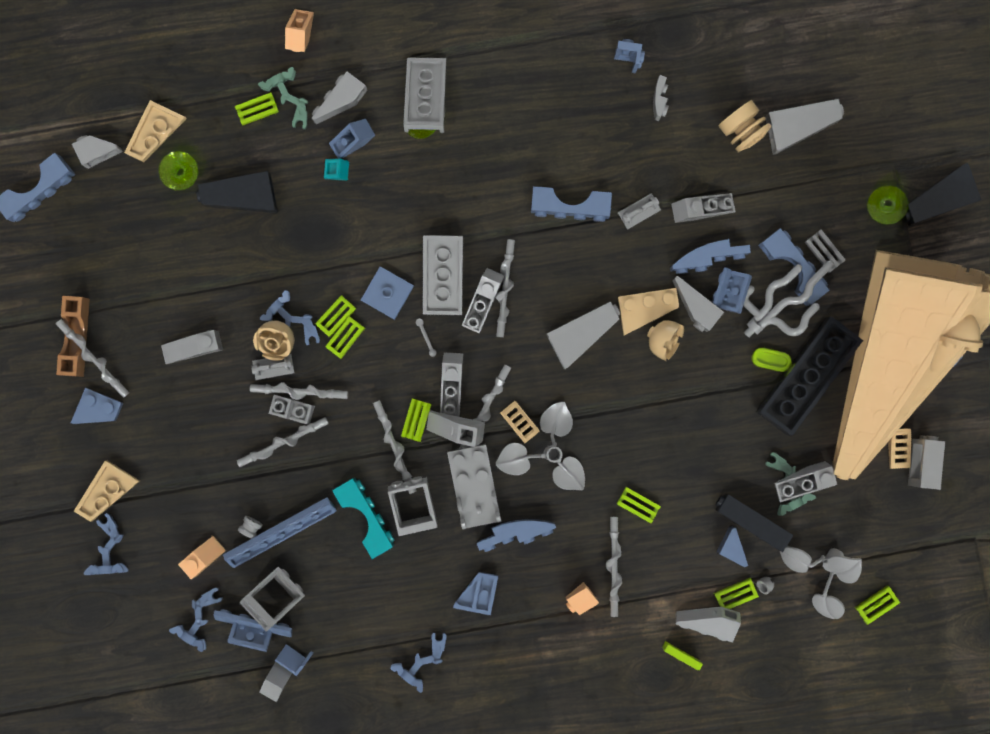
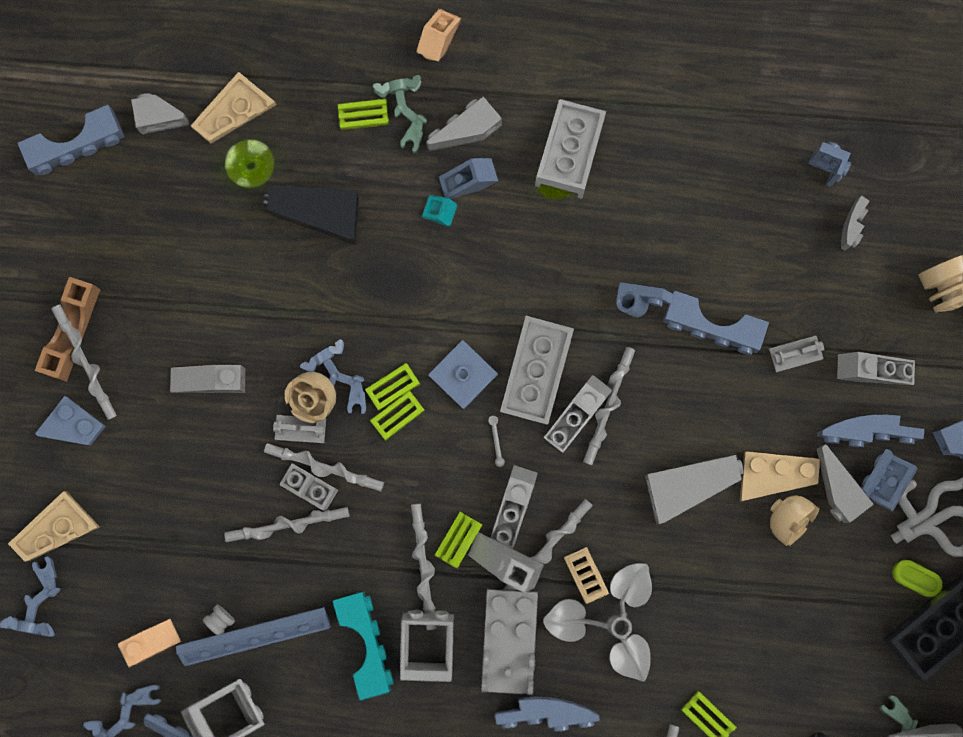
camera: 10 degrees right, 5 degrees down
(509, 198) = (643, 297): none -> sand blue plate

